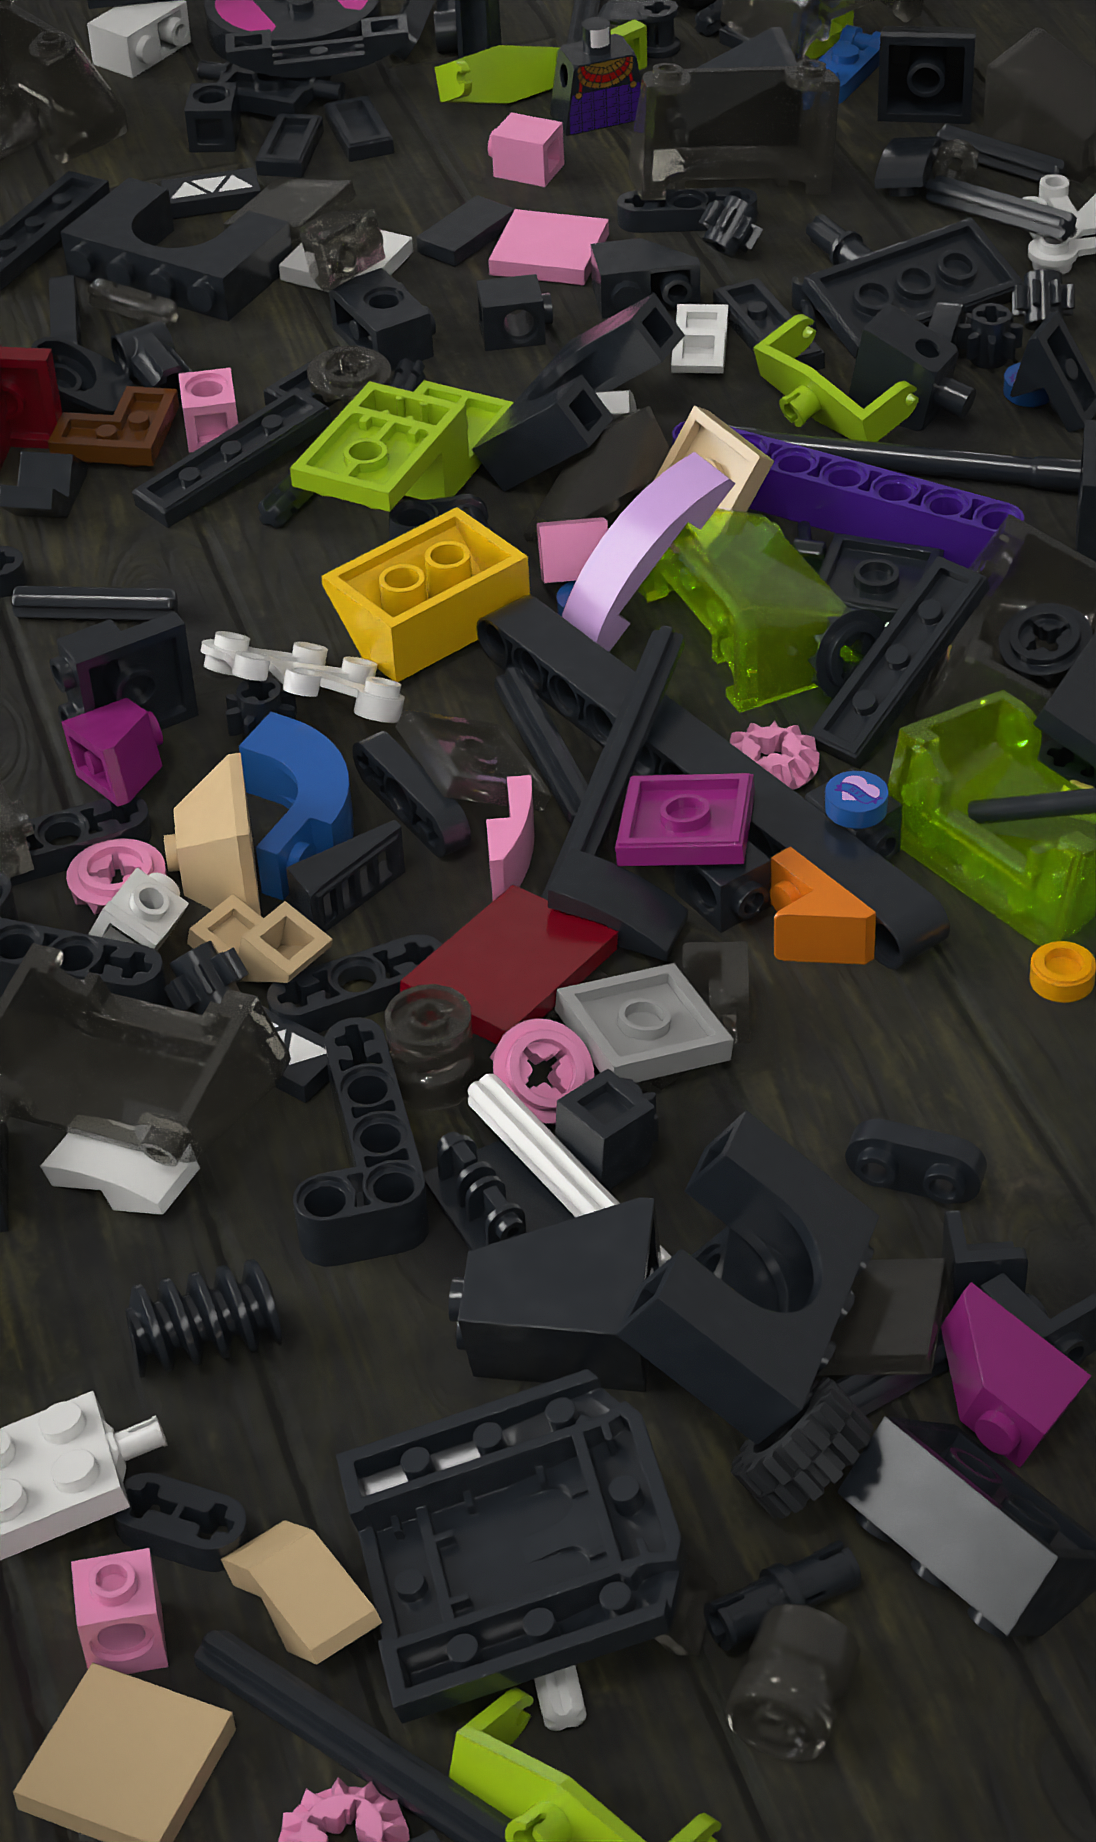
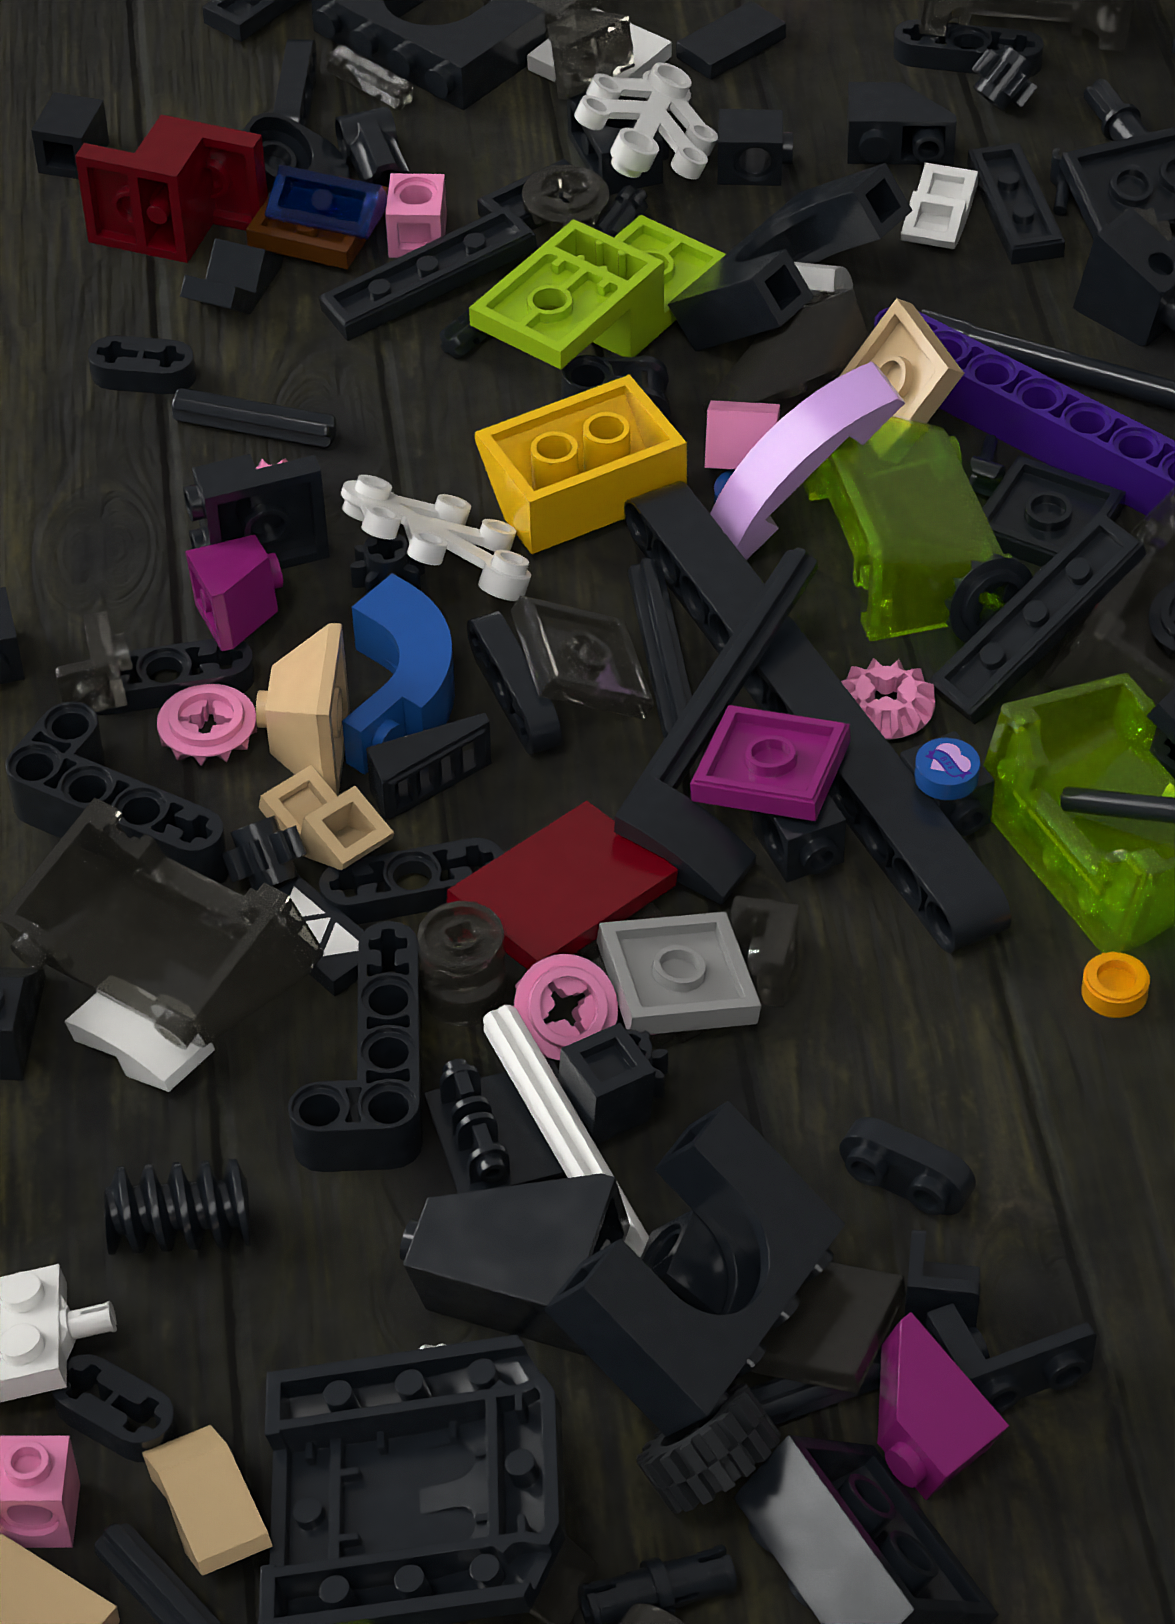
camera: 10 degrees right, 5 degrees up
(121, 406) = (326, 202): none -> clear blue slope
(143, 909) = (217, 771): white brick -> none
(415, 280) = (634, 148): none -> white plant
(512, 837) = (600, 752): bright pink slope -> none
(548, 245) = (810, 71): bright pink tile -> none
(814, 396) = (1036, 294): lime piece -> none
(817, 915) = (880, 884): orange slope -> none

